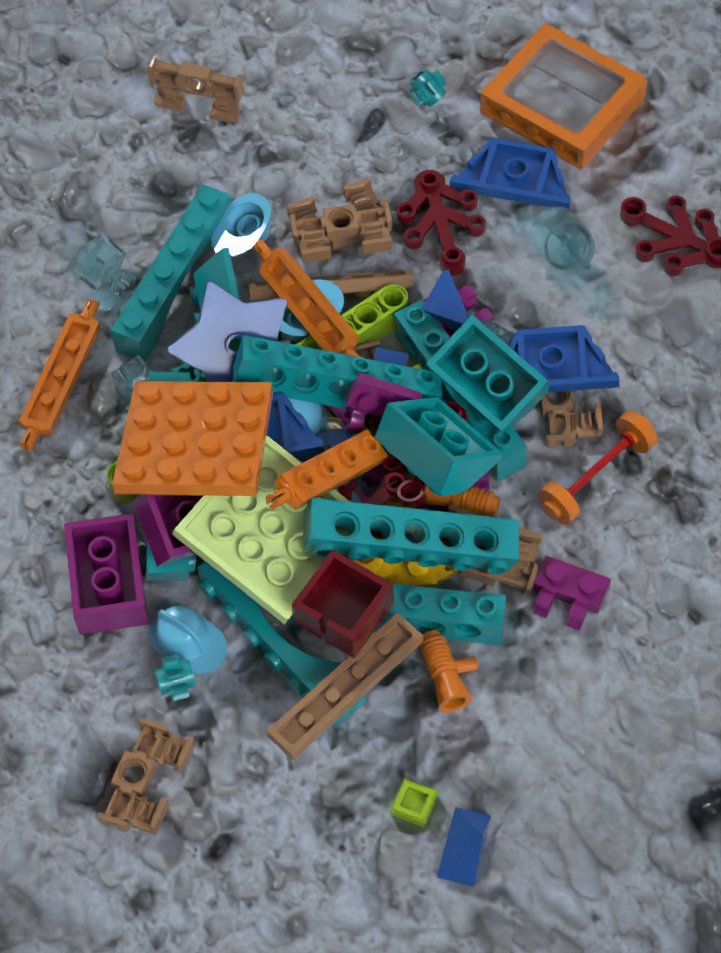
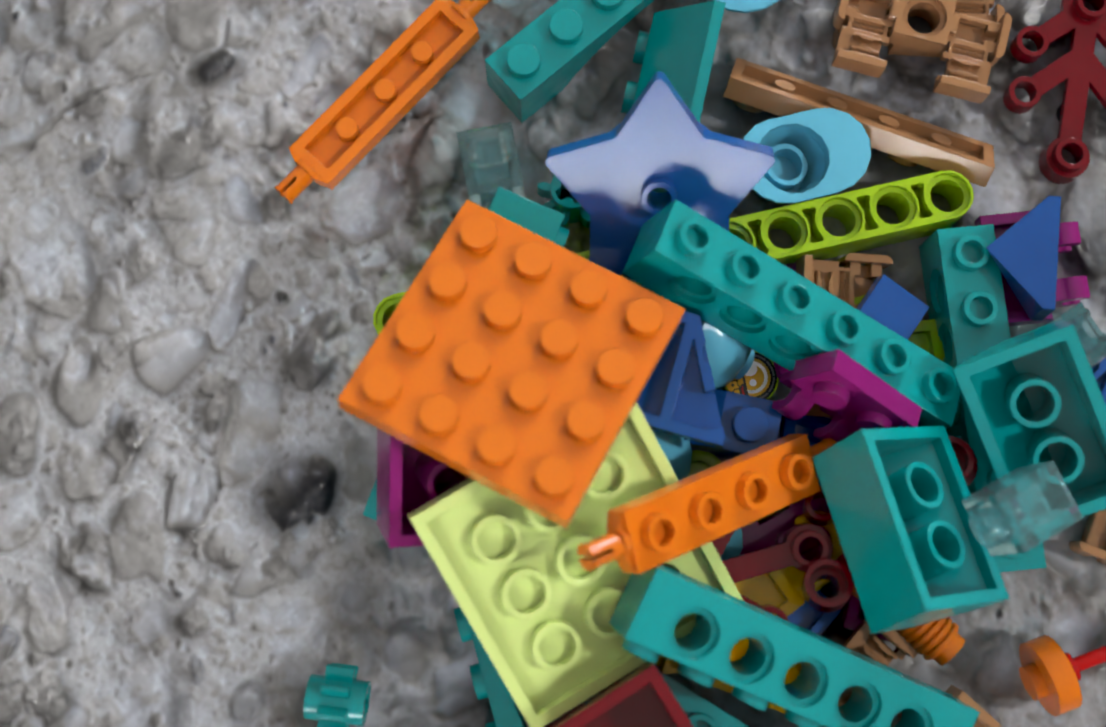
camera: 20 degrees right, 20 degrees up
(106, 574) = (301, 480): magenta brick -> none
(190, 636) = (388, 630): medium azure piece -> none
(306, 300) = (809, 156): orange plate -> none
(486, 408) = (1021, 509): none -> clear light blue brick

